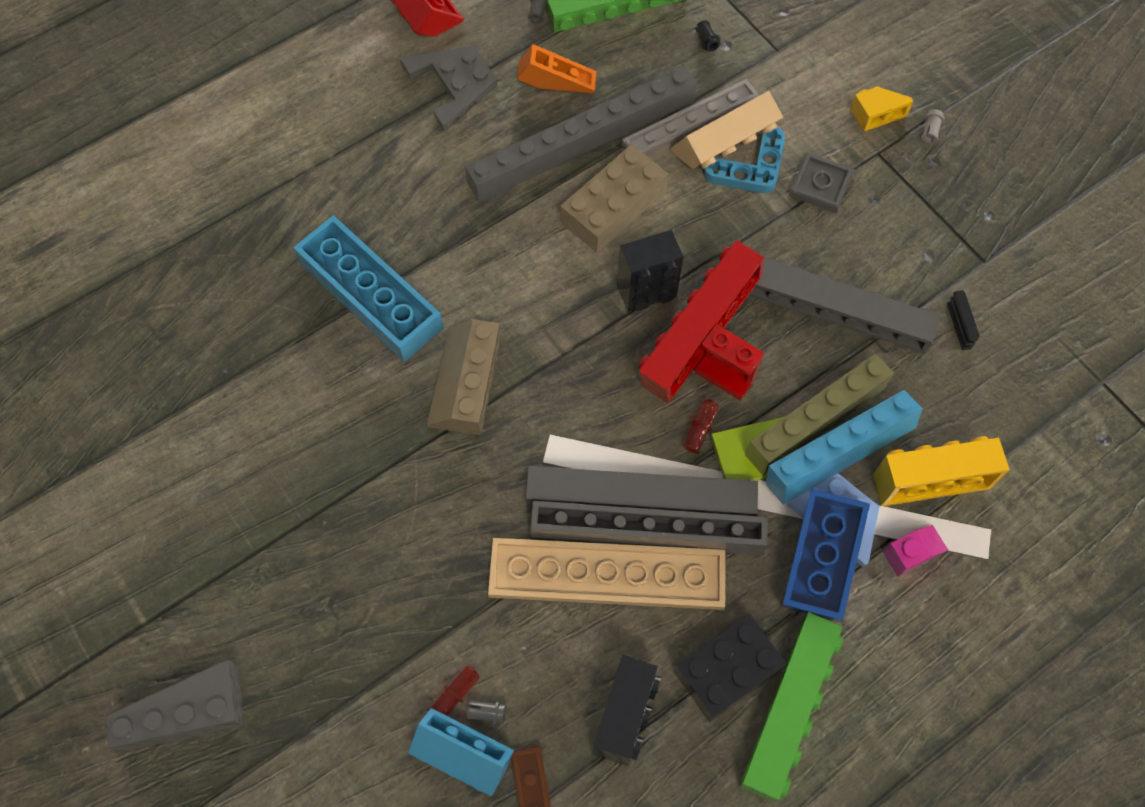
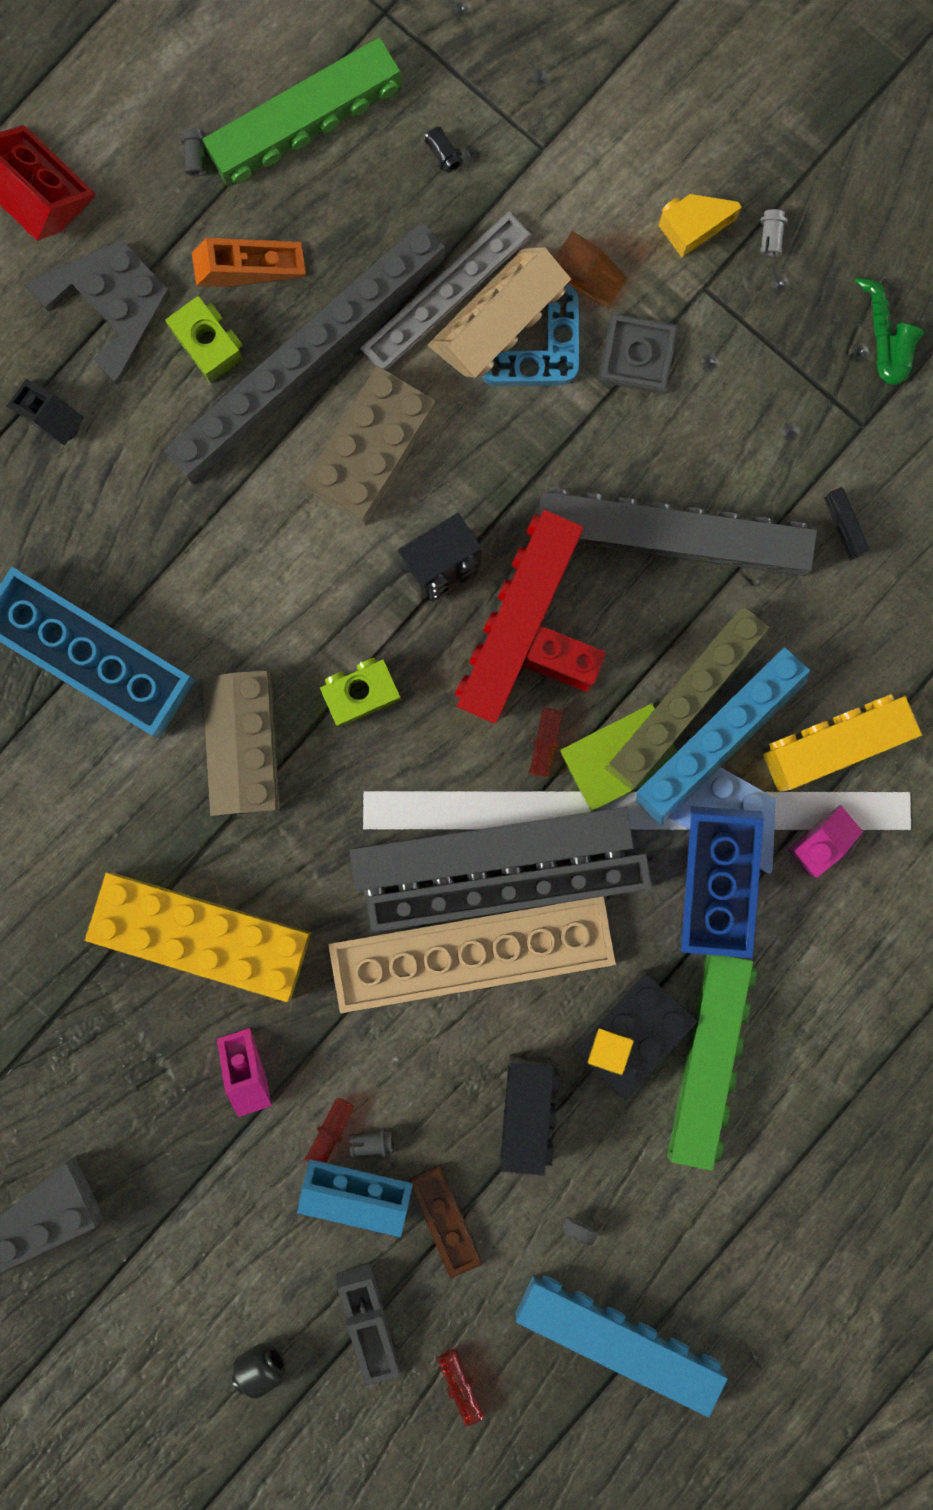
camera: 15 degrees left, 20 degrees up
(390, 134) = (46, 412): none -> black slope
(392, 509) = (198, 936): none -> yellow brick
(396, 626) = (243, 1073): none -> dark pink slope
(514, 112) = (211, 358): none -> lime brick
(555, 370) = (381, 692): none -> lime brick
(708, 668) = (610, 1051): none -> yellow tile
(798, 122) = (590, 269): none -> clear orange slope
(1012, 217) = (893, 352): none -> green piece

